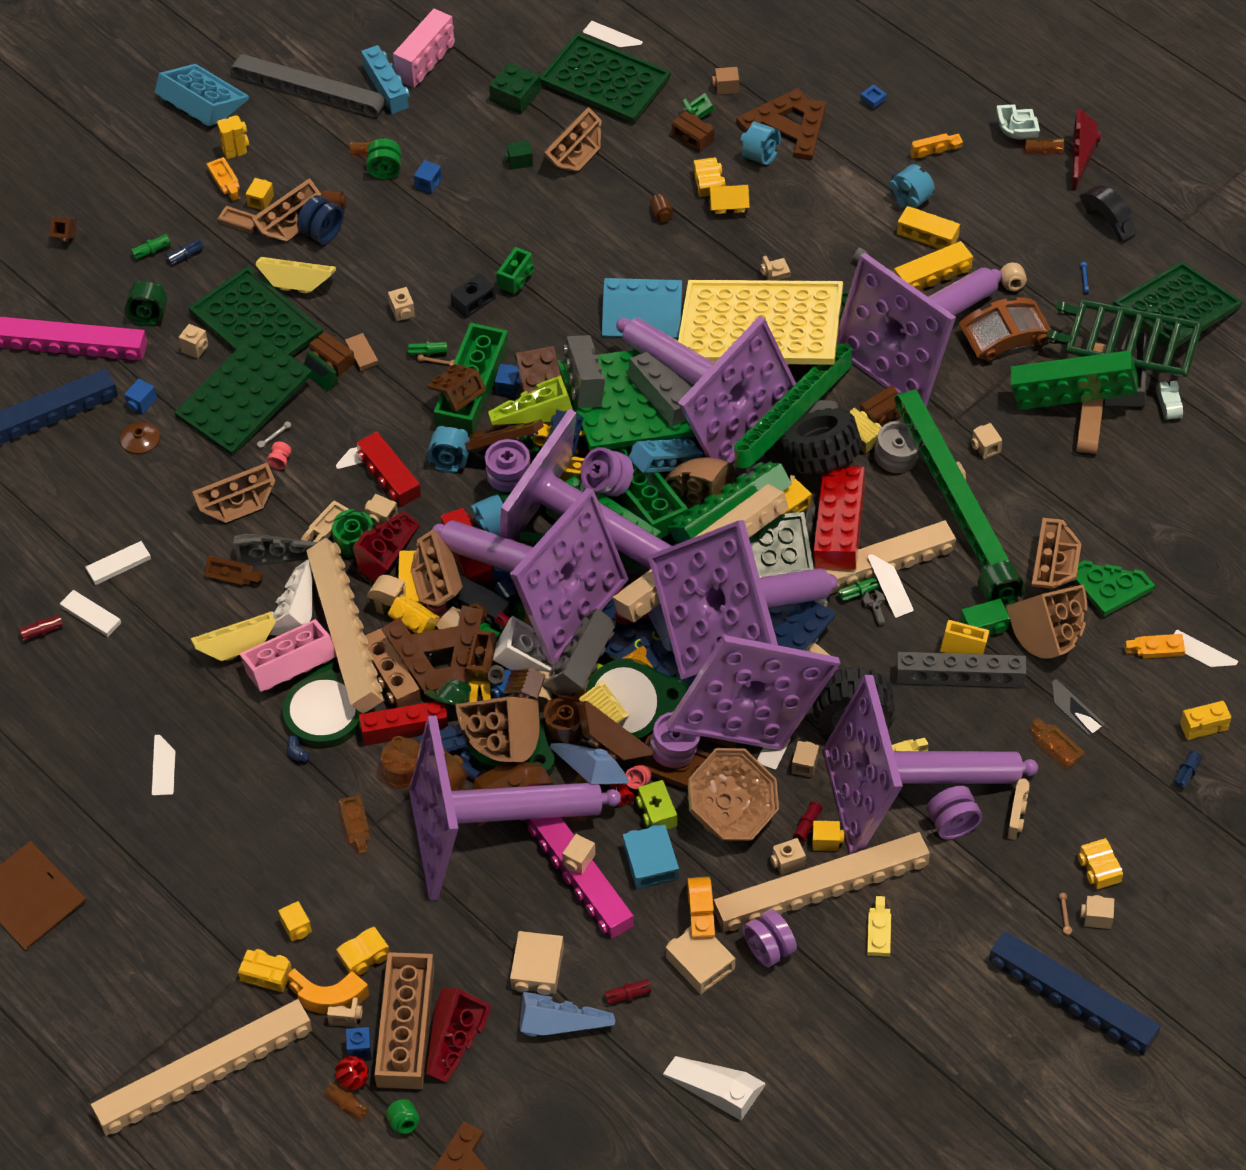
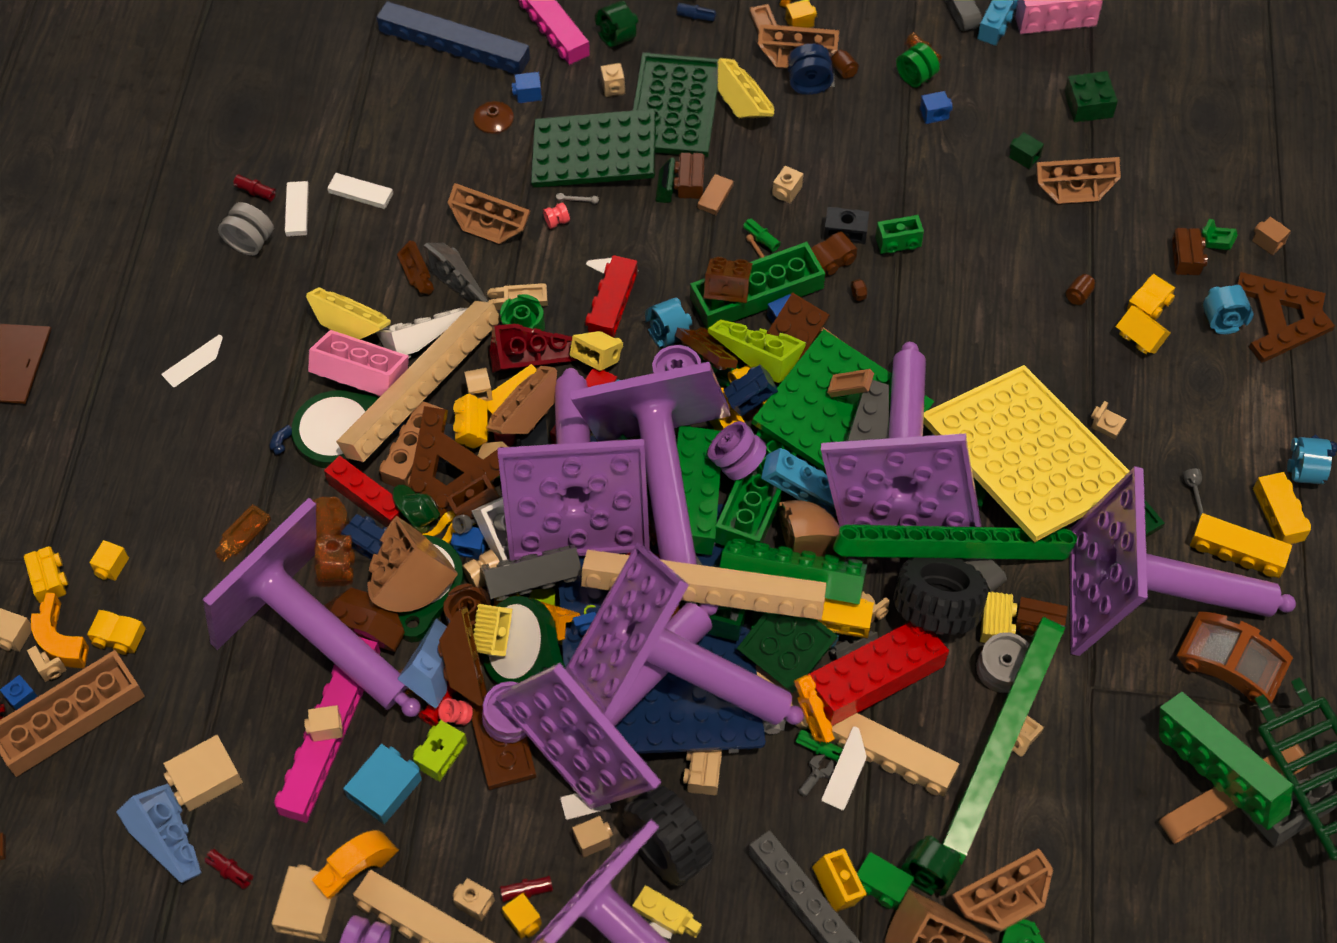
camera: 50 degrees right, 5 degrees up
(83, 651) = (245, 228): none -> light grey wheel
(381, 509) = (564, 321): tan brick -> none
(427, 505) = (596, 349): none -> light yellow torso
(455, 1024) = (96, 755): dark red wedge -> none
(472, 773) = (362, 575): dark blue arm -> none
(490, 314) = (835, 253): none -> reddish brown brick
(524, 683) = (464, 552): reddish brown brick -> none
(533, 326) = (858, 289): none -> reddish brown tile
(584, 371) = (822, 354): dark grey wedge -> none
(605, 77) = (1175, 149): dark green plate -> none
(610, 35) = (1226, 121): white sticker -> none
(622, 371) = (850, 383): none -> medium nougat tile
(649, 299) = (959, 352): dark azure slope -> none
(654, 648) = (581, 623): none -> blue plate
(732, 794) = (484, 803): medium nougat rock -> none
(840, 566) = (813, 710): none -> light orange hinge
(986, 441) = (1089, 733): tan brick -> none
(1013, 277) = (1302, 619): tan head -> none
(1170, 400) = (1303, 866): light aqua leg -> none

